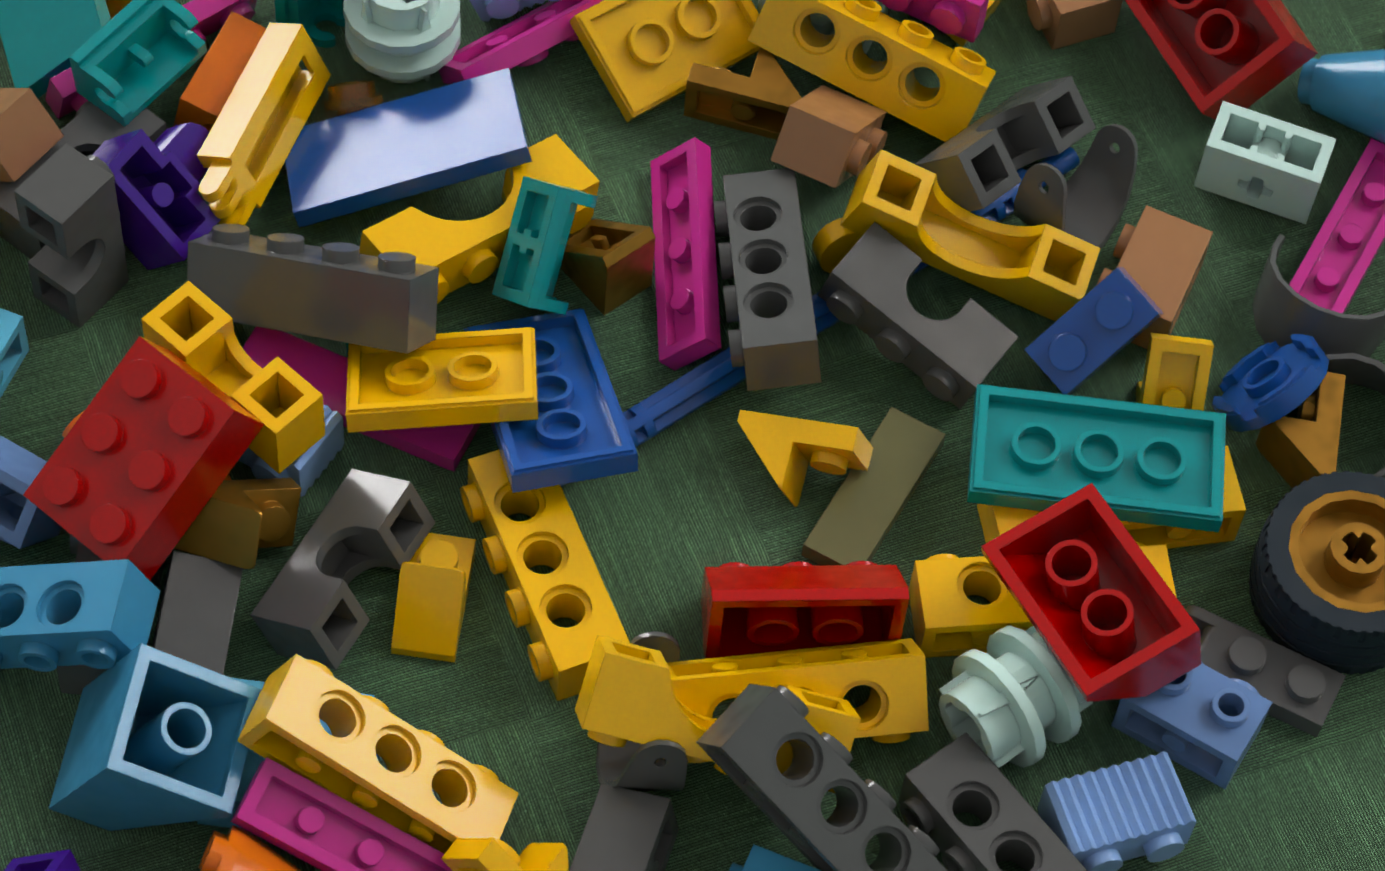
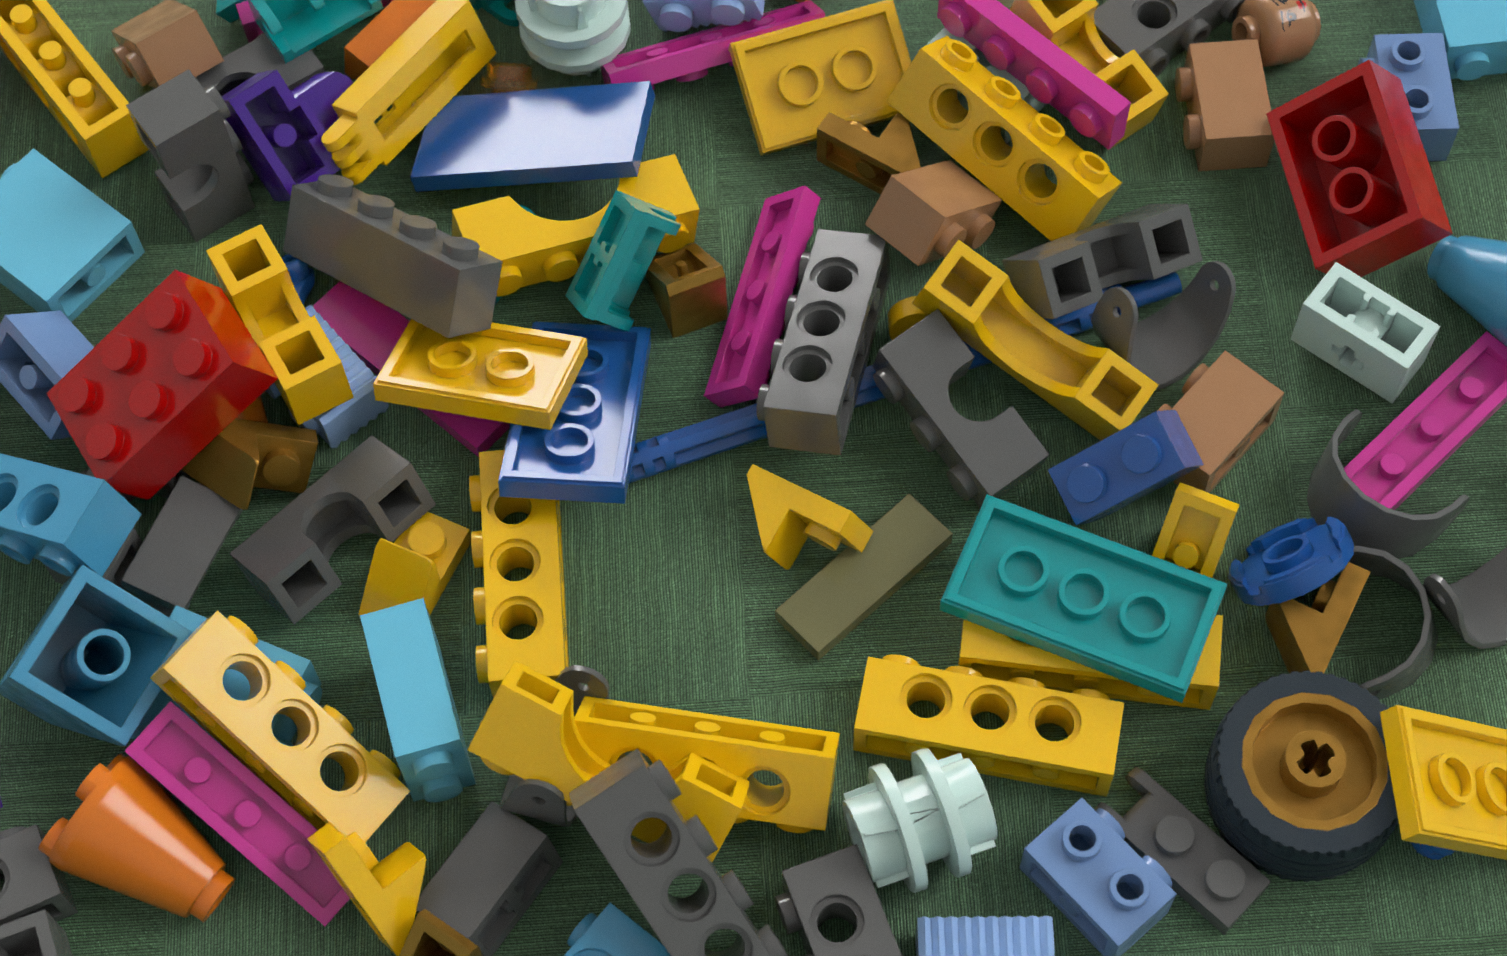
camera: 25 degrees right, 5 degrees up
(497, 704) = (417, 701): none -> medium azure brick
(800, 606) = (740, 673): red slope -> none
(1096, 599) = (1013, 749): red slope -> none

